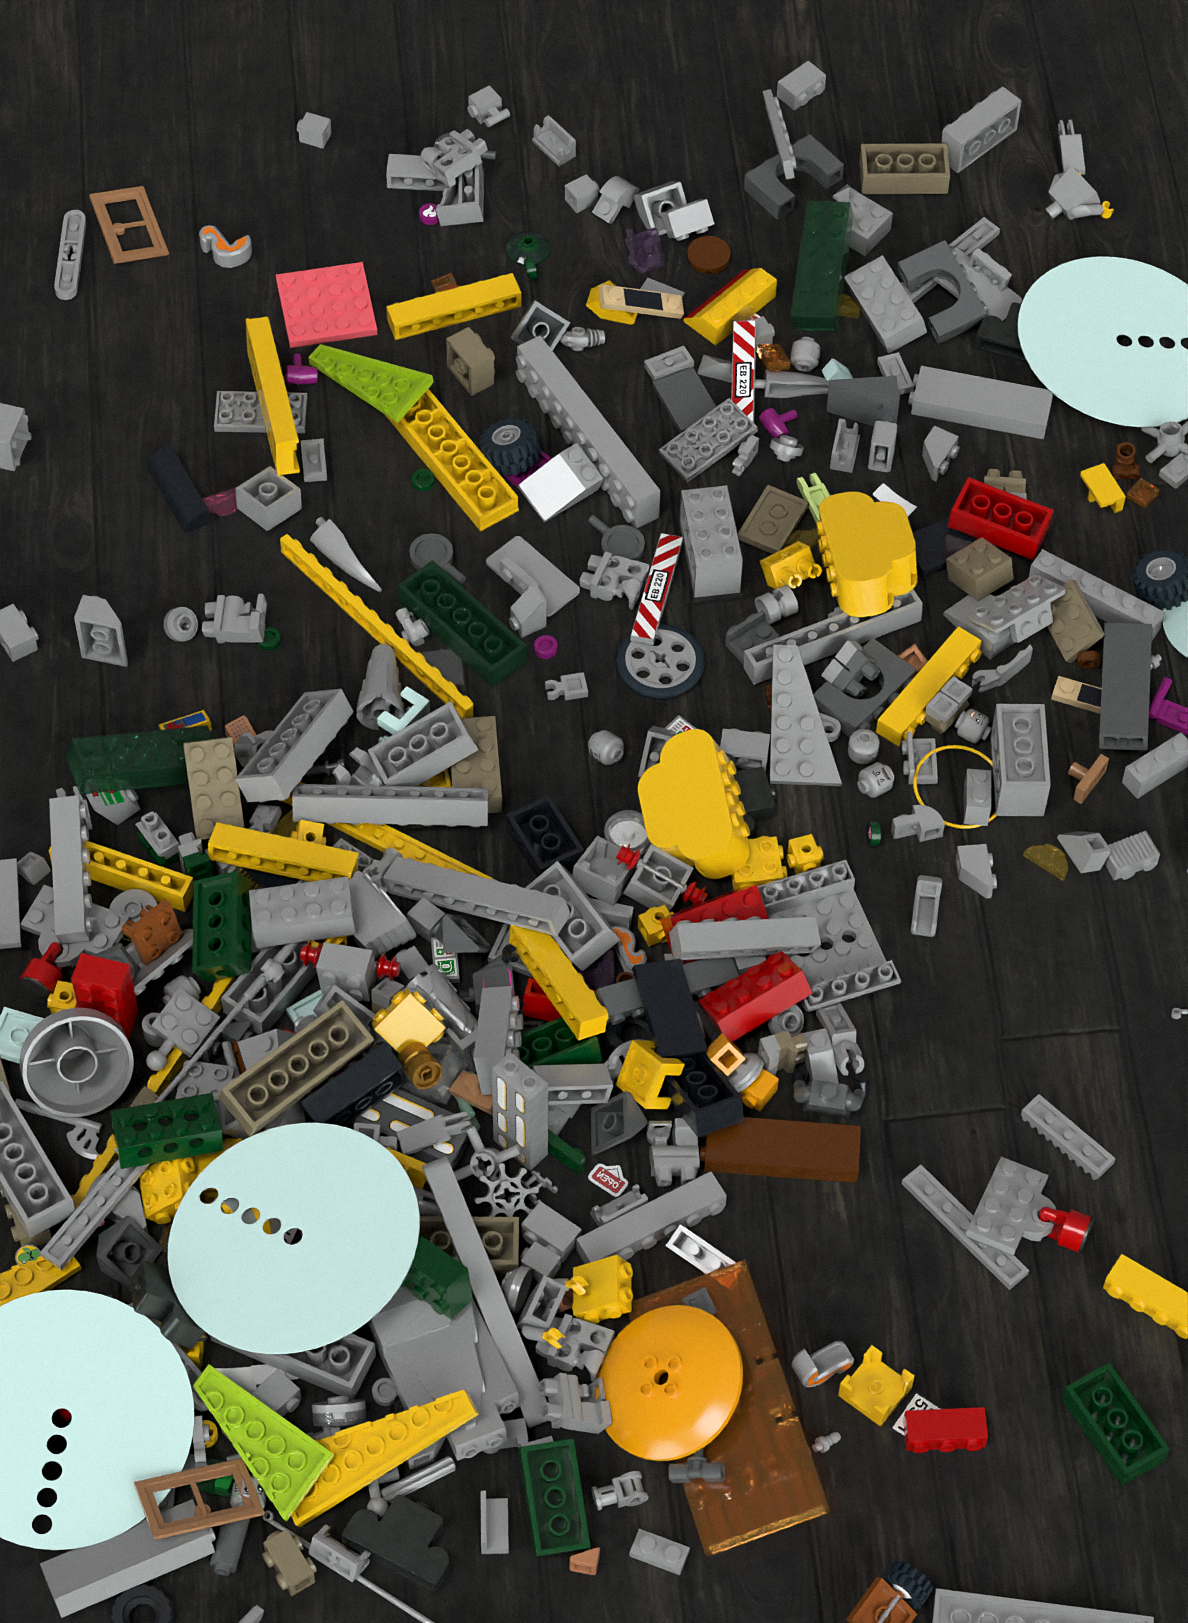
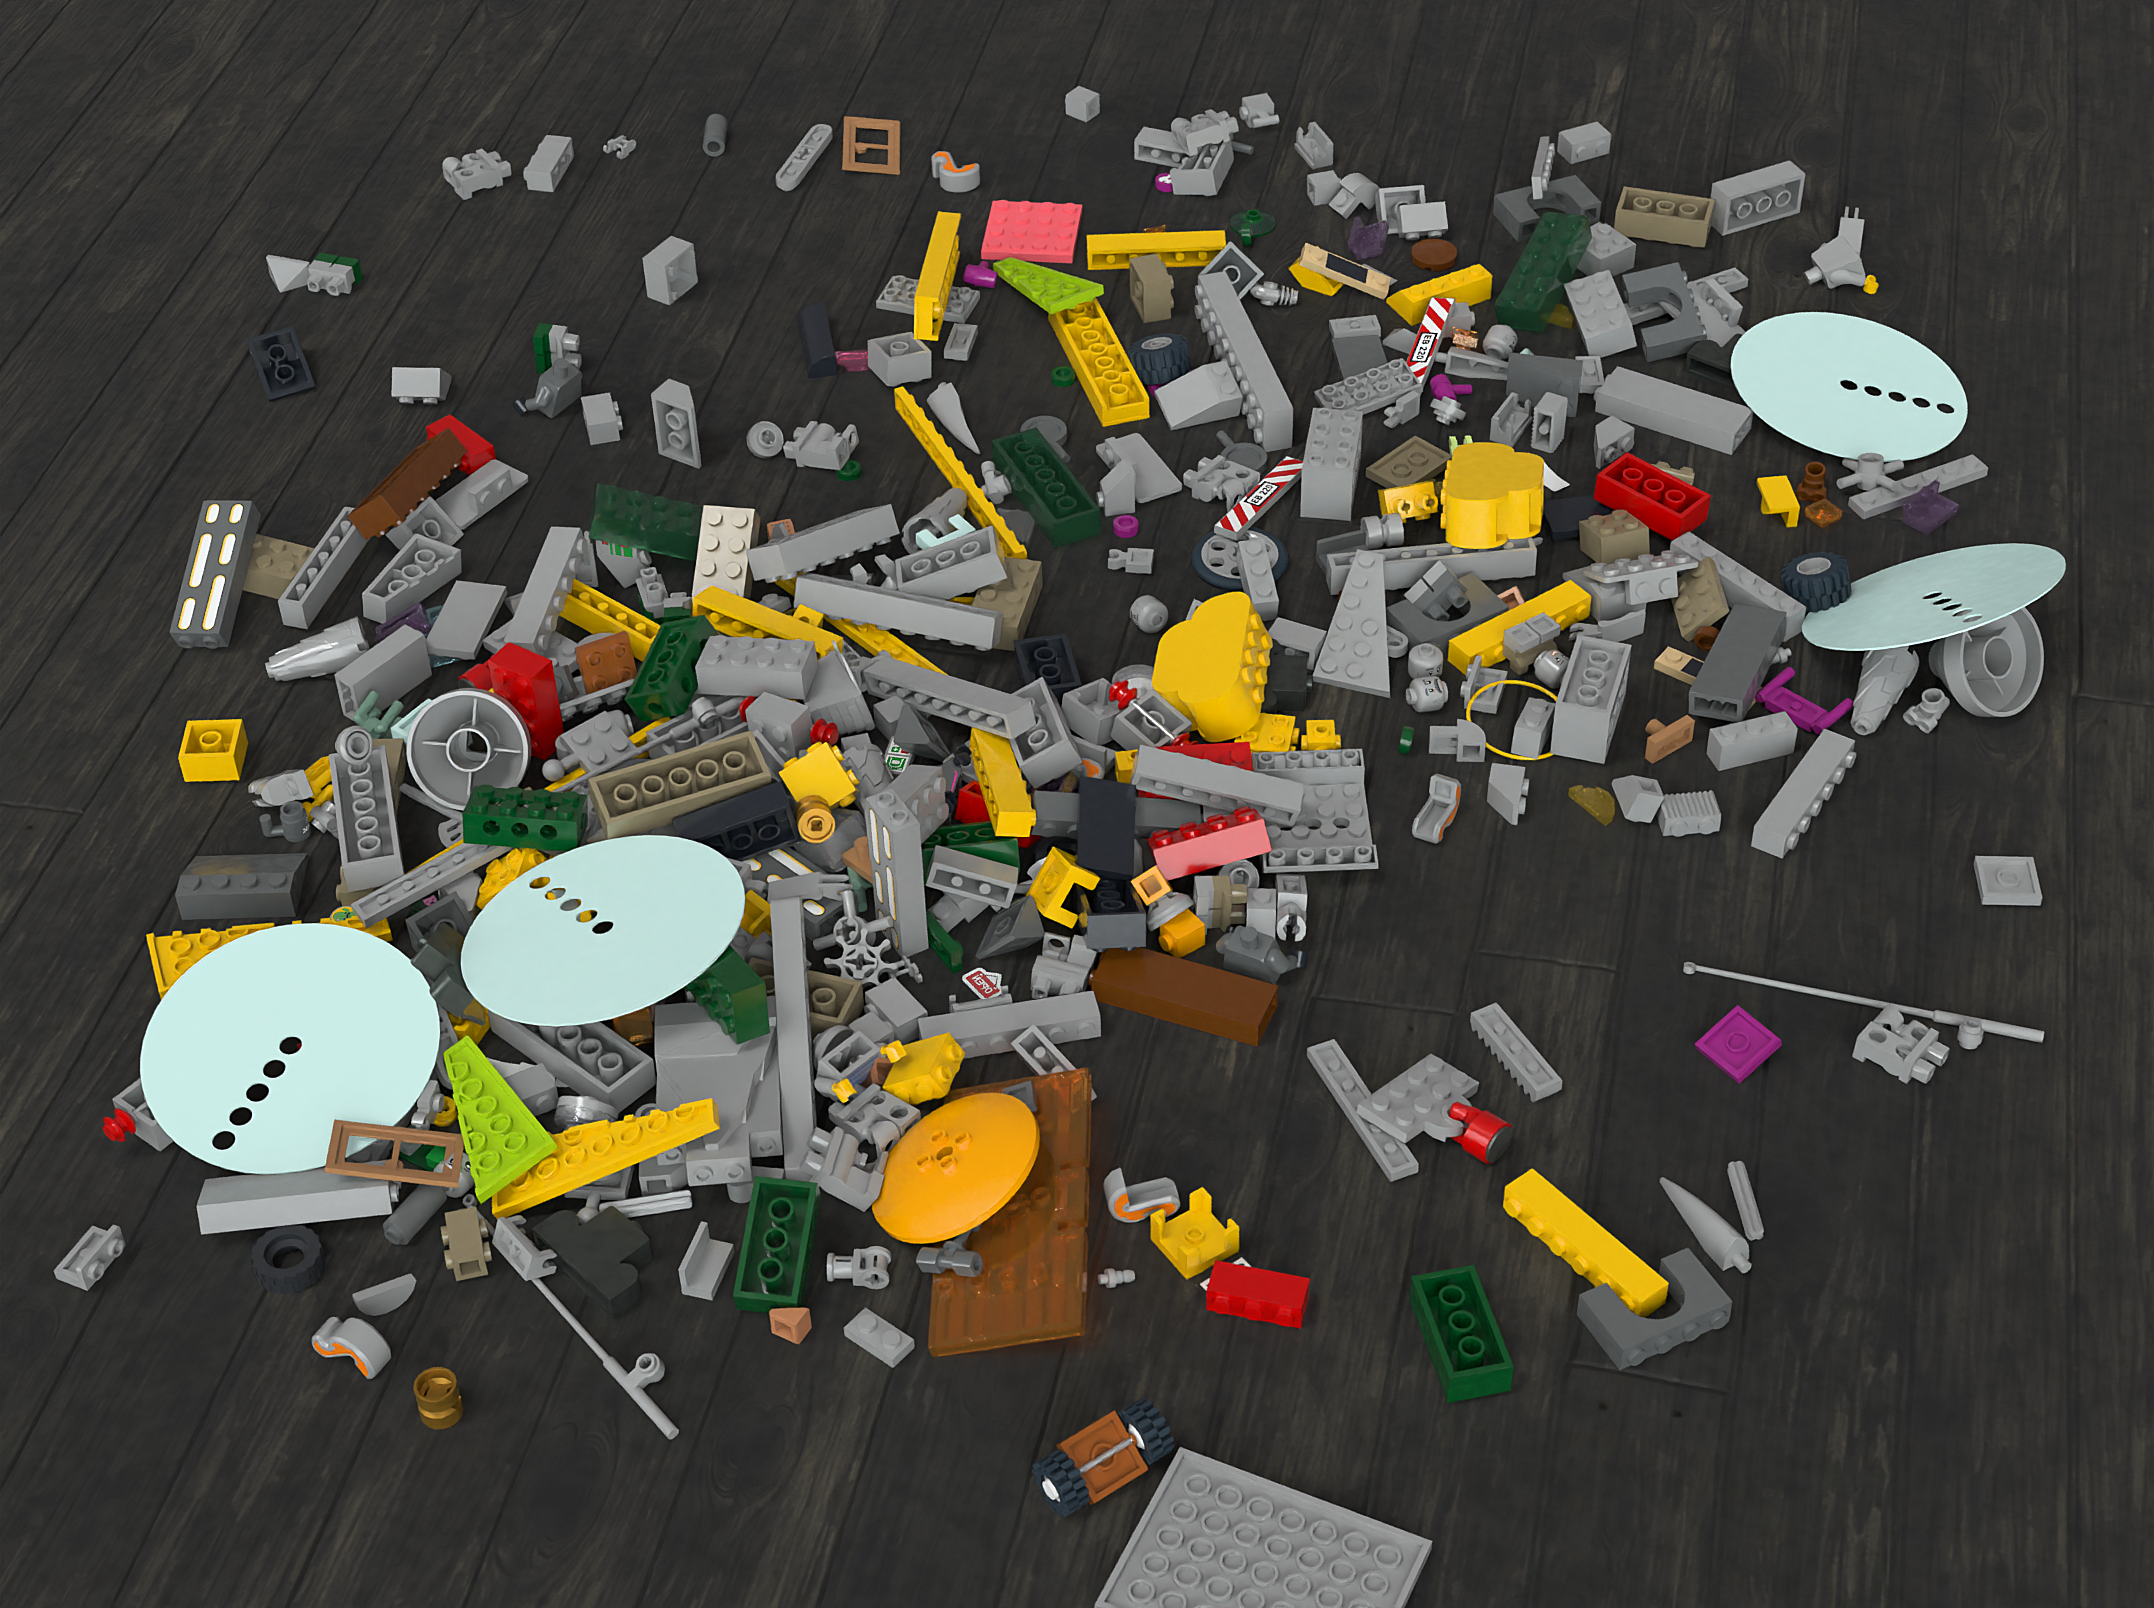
camera: 20 degrees right, 15 degrees down
(690, 689) = (1257, 577): none -> light grey brick

